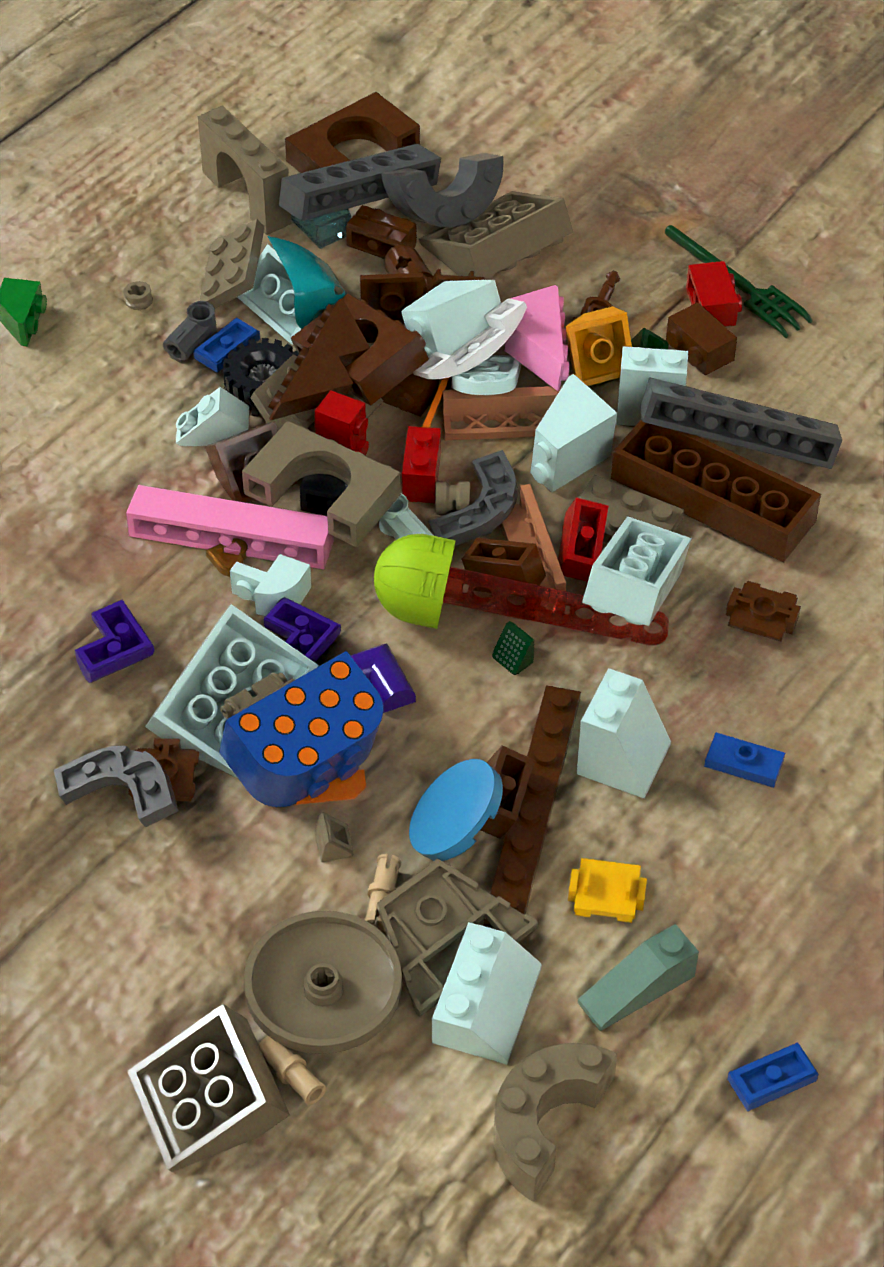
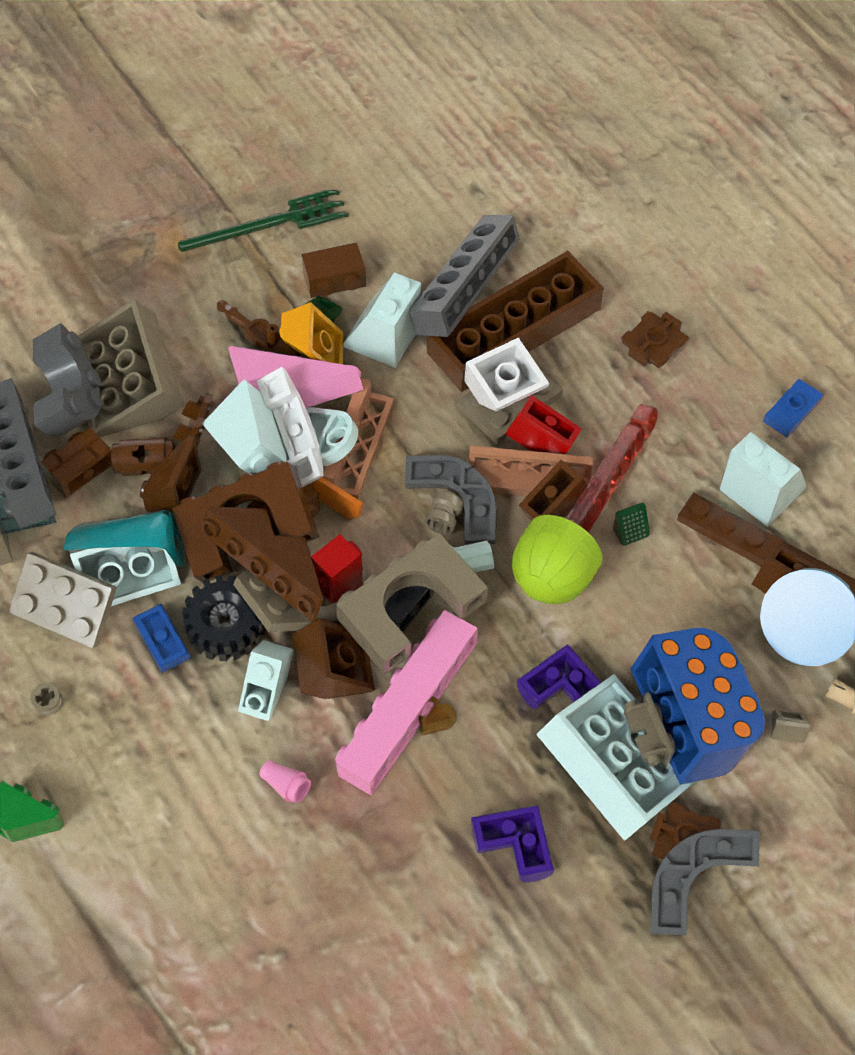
camera: 70 degrees left, 10 degrees up
(114, 469) = (287, 782): none -> bright pink cone
(193, 331) = (133, 663): dark grey piece -> none
(284, 579) = (499, 685): light aqua brick -> none
(386, 676) = (616, 635): dark purple brick -> none
(421, 464) = (395, 522): red brick -> none
(572, 435) = (419, 397): light aqua slope -> none
(624, 480) = (504, 376): none -> white slope
(636, 571) = (609, 400): light aqua brick -> none
(714, 290) = (283, 242): red brick -> none

